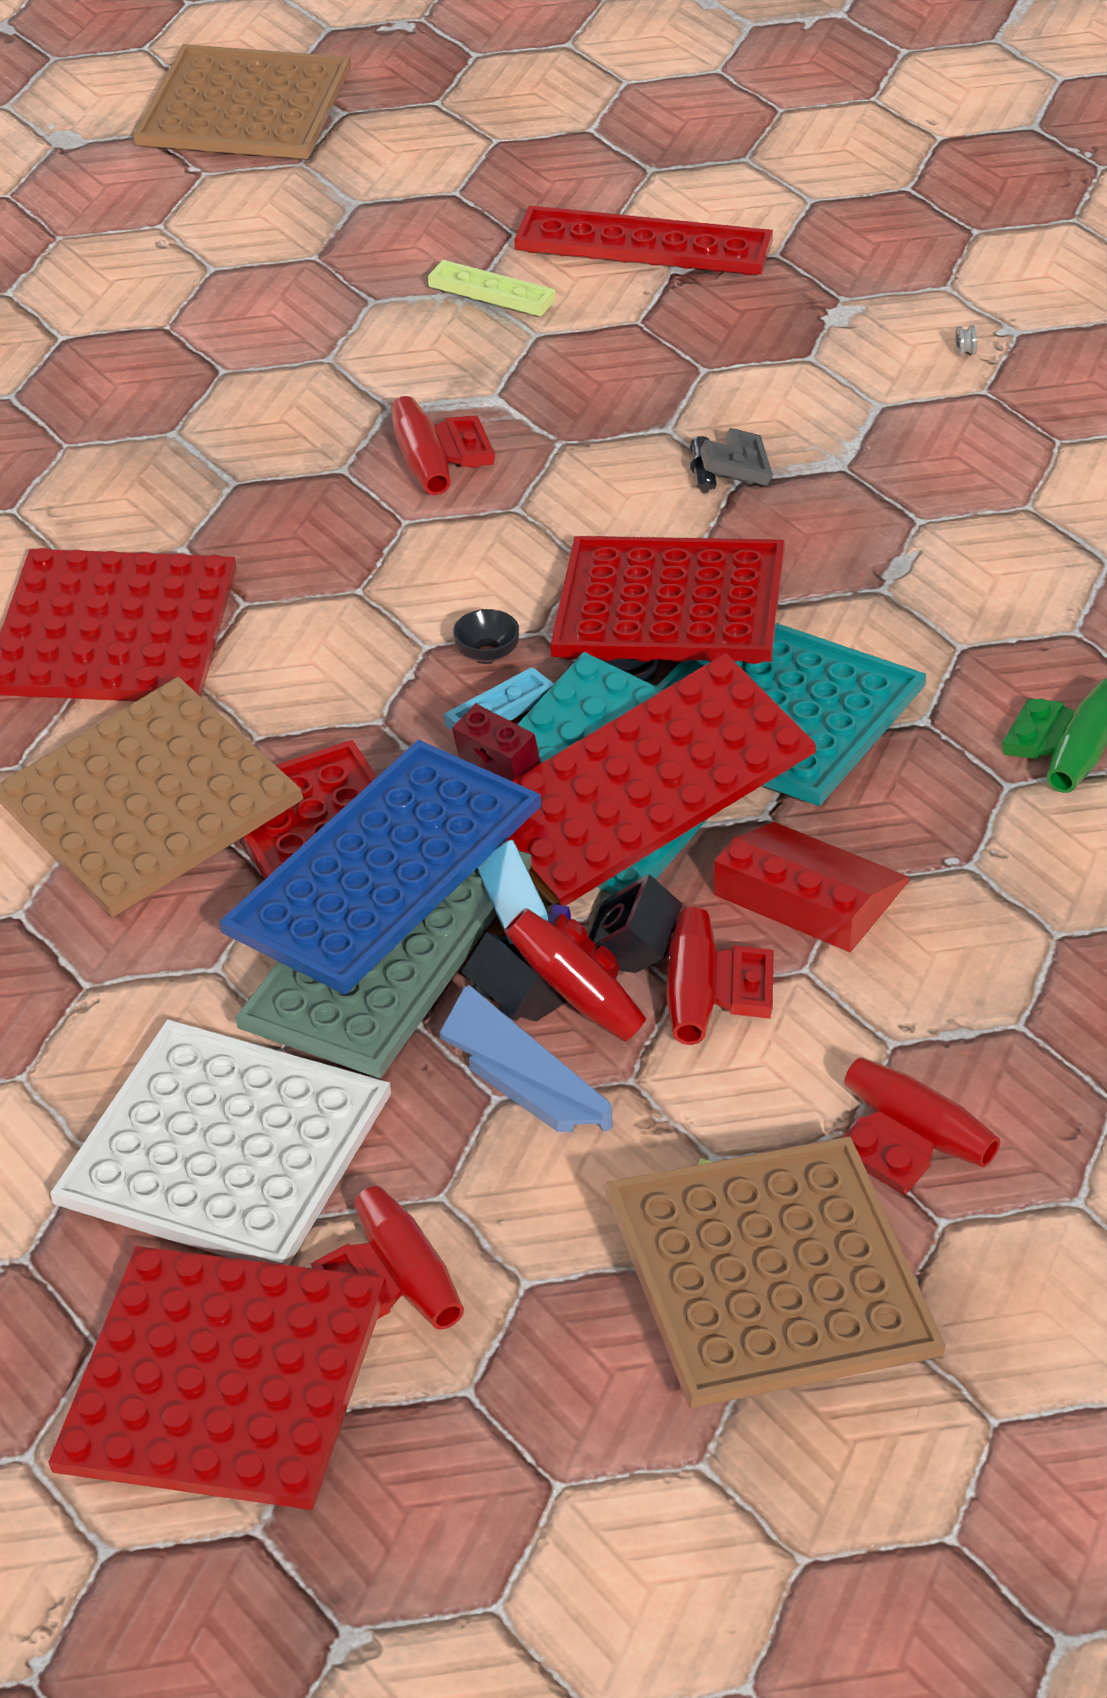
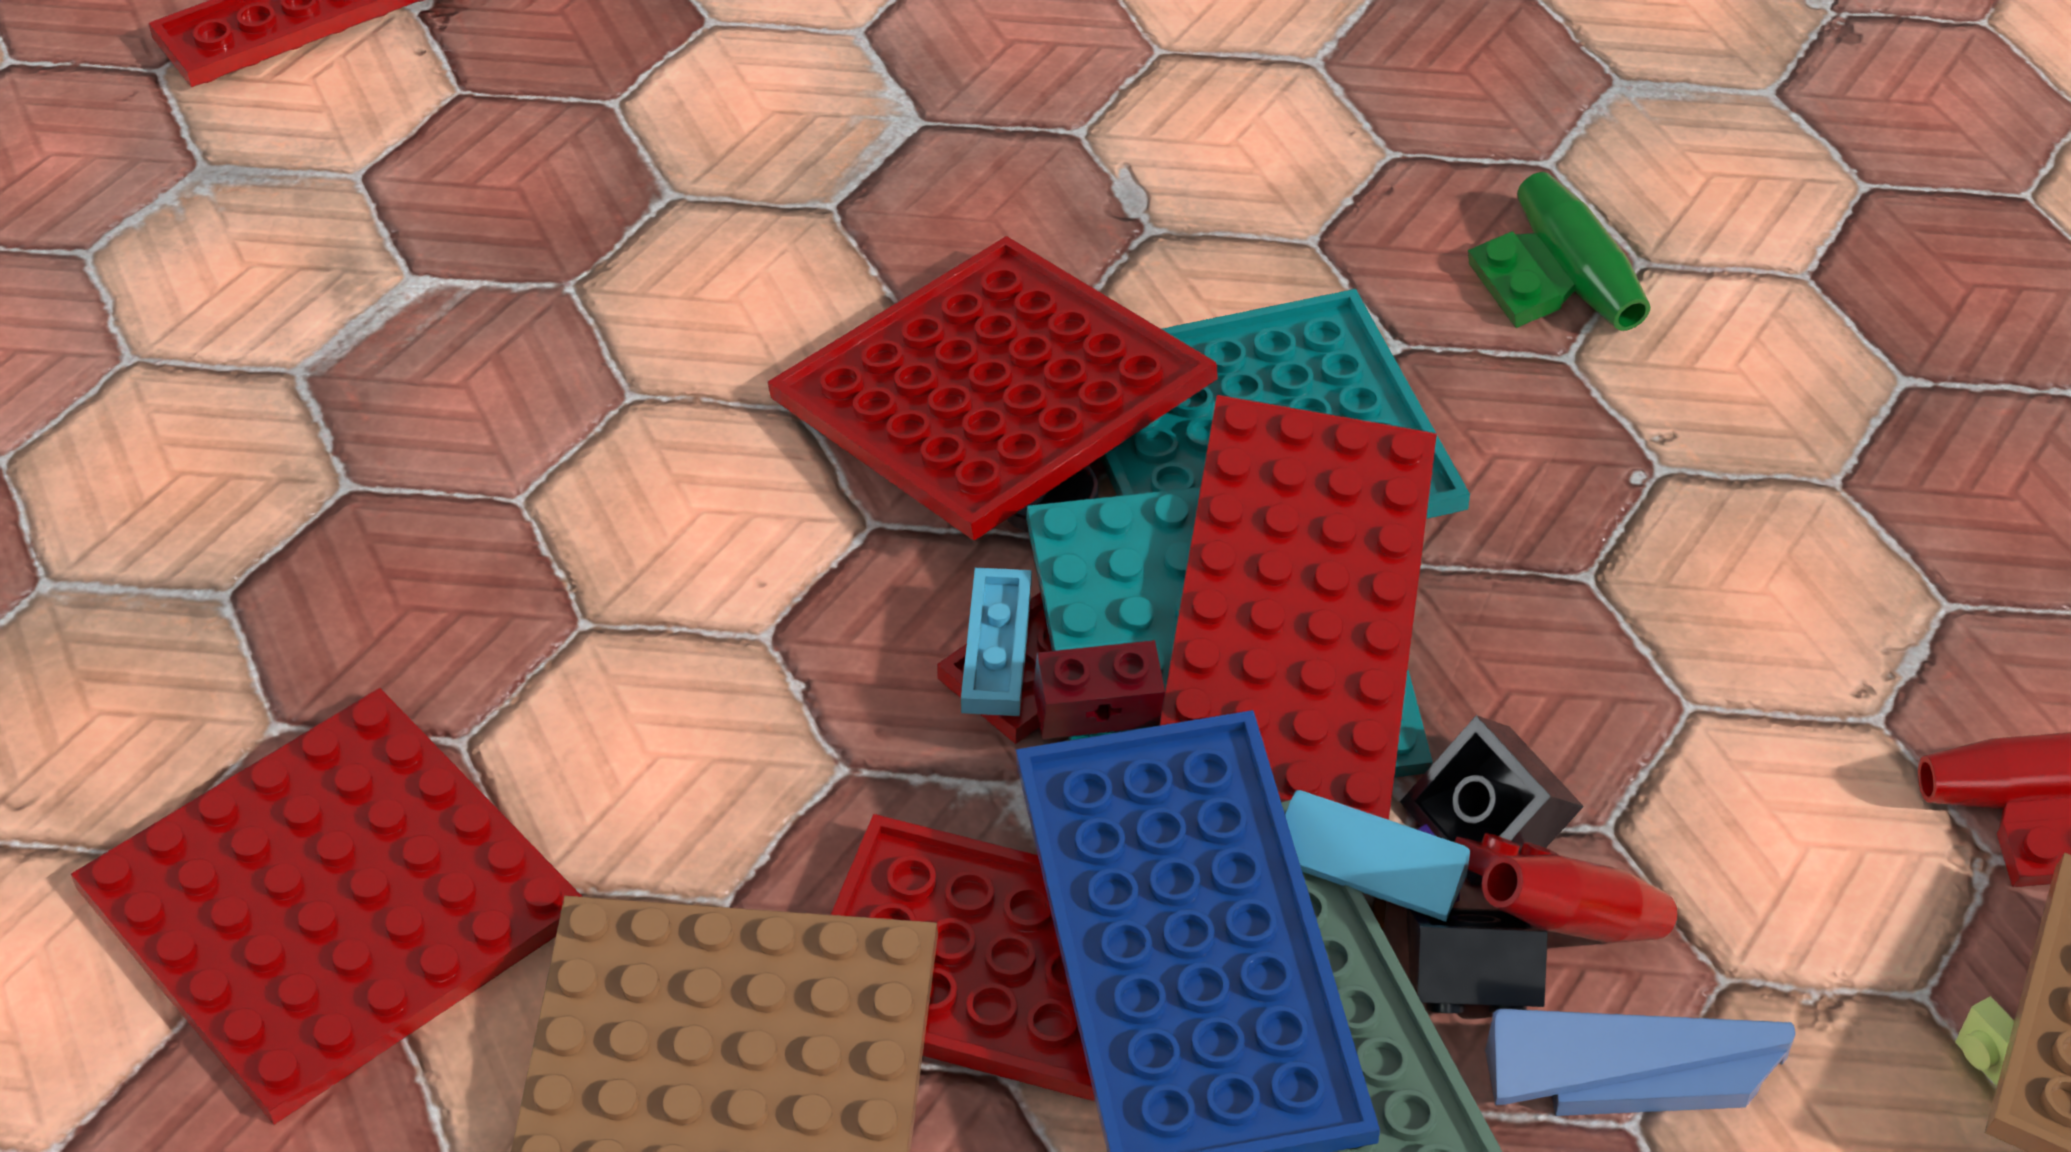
camera: 50 degrees left, 5 degrees up
(430, 446) = (444, 378): red plate -> none
(486, 628) = (840, 554): black piece -> none
(492, 288) = (234, 148): yellowish green plate -> none
(701, 977) = (1653, 790): red plate -> none
(704, 479) = (780, 208): black axle -> none
(741, 458) = (818, 175): dark grey plate -> none
(806, 884) = (1571, 606): red slope -> none

